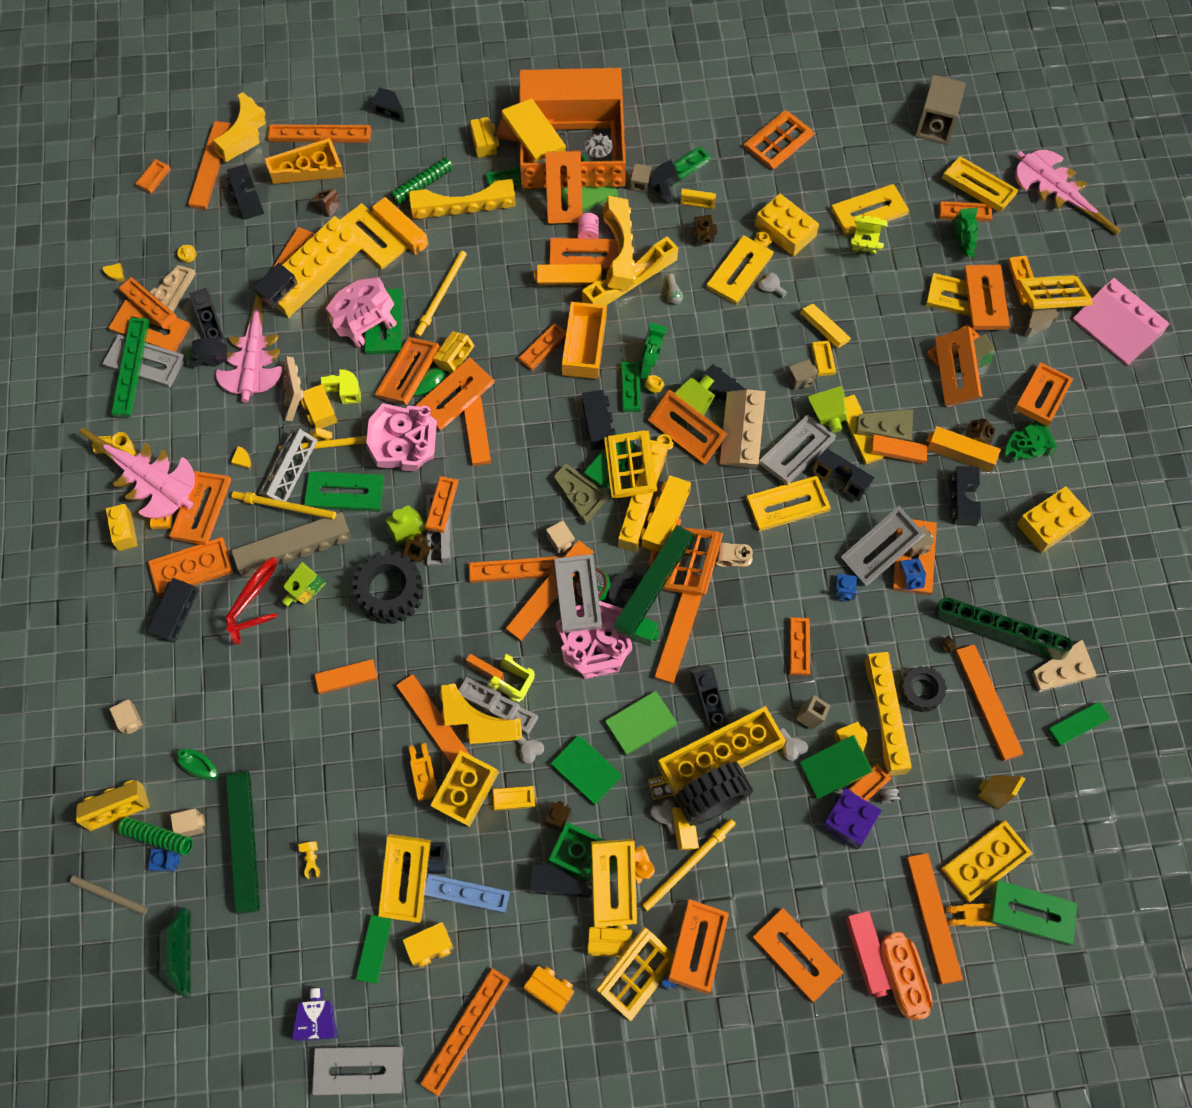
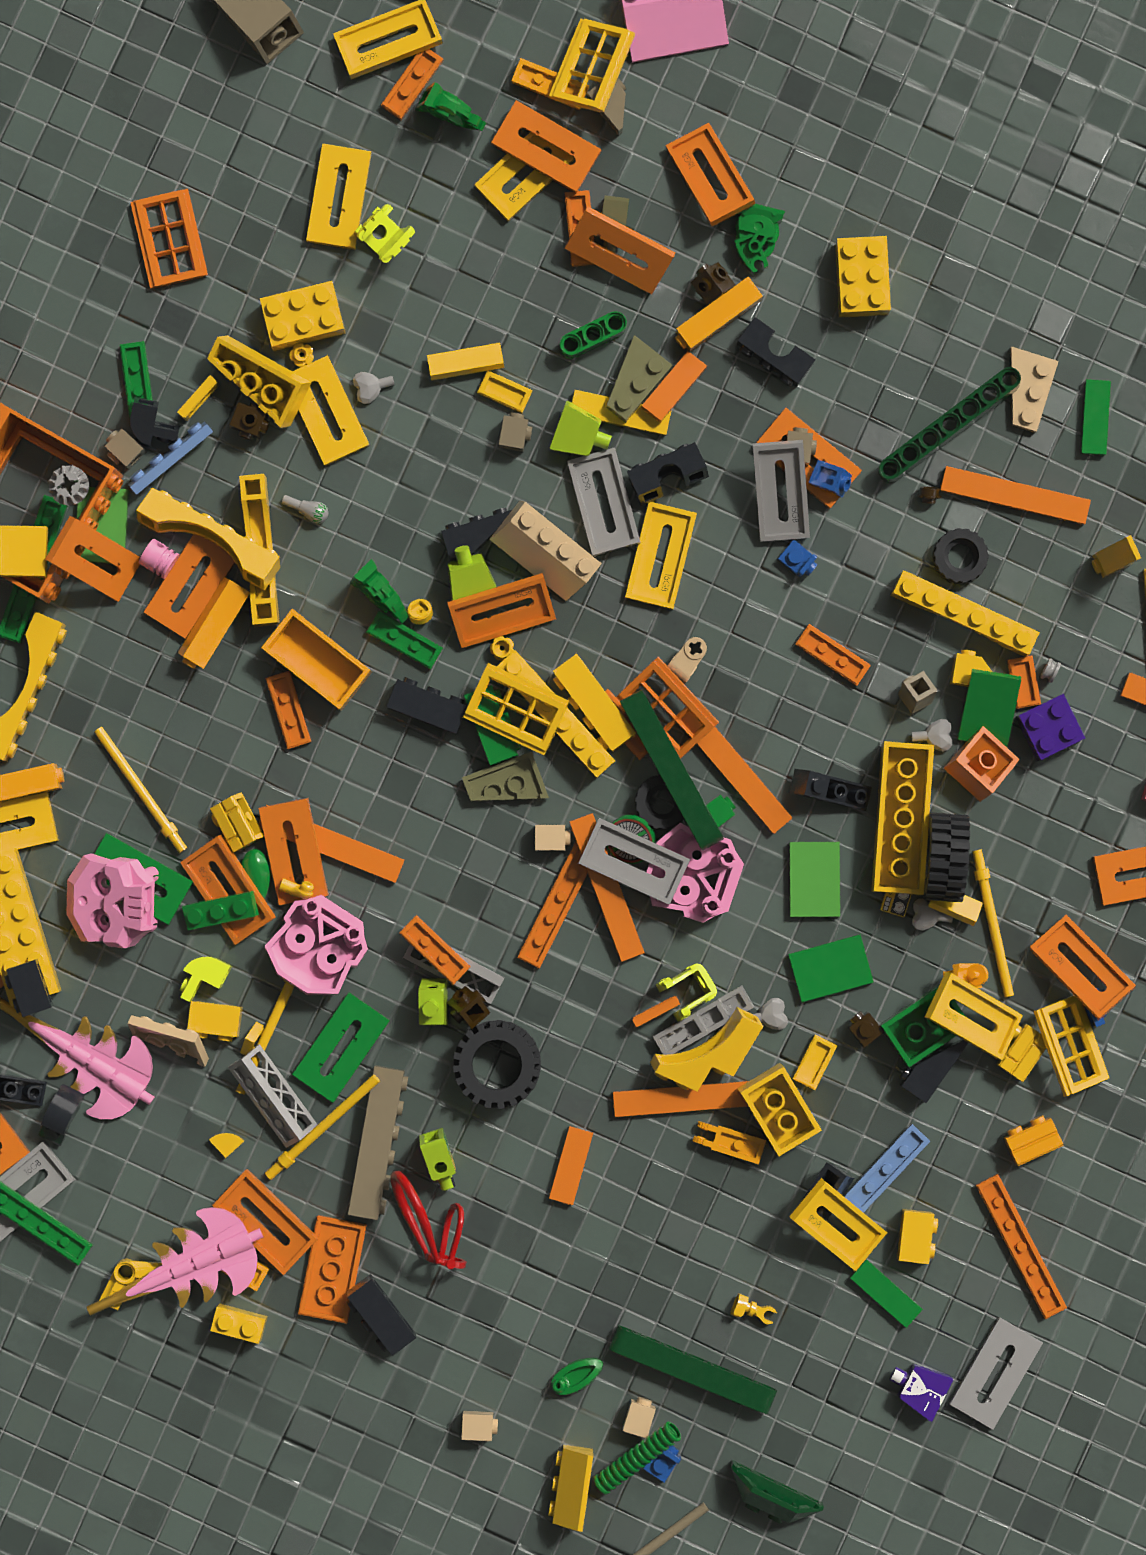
camera: 60 degrees left, 20 degrees up
(391, 372) = (220, 910): none -> green plate
(430, 402) = (302, 891): none -> yellow arm
(660, 204) = (160, 463): none -> medium blue plate
(732, 228) = (262, 379): none -> yellow wedge
(794, 786) = (981, 764): none -> orange slope
(891, 377) = (586, 345): none -> green beam

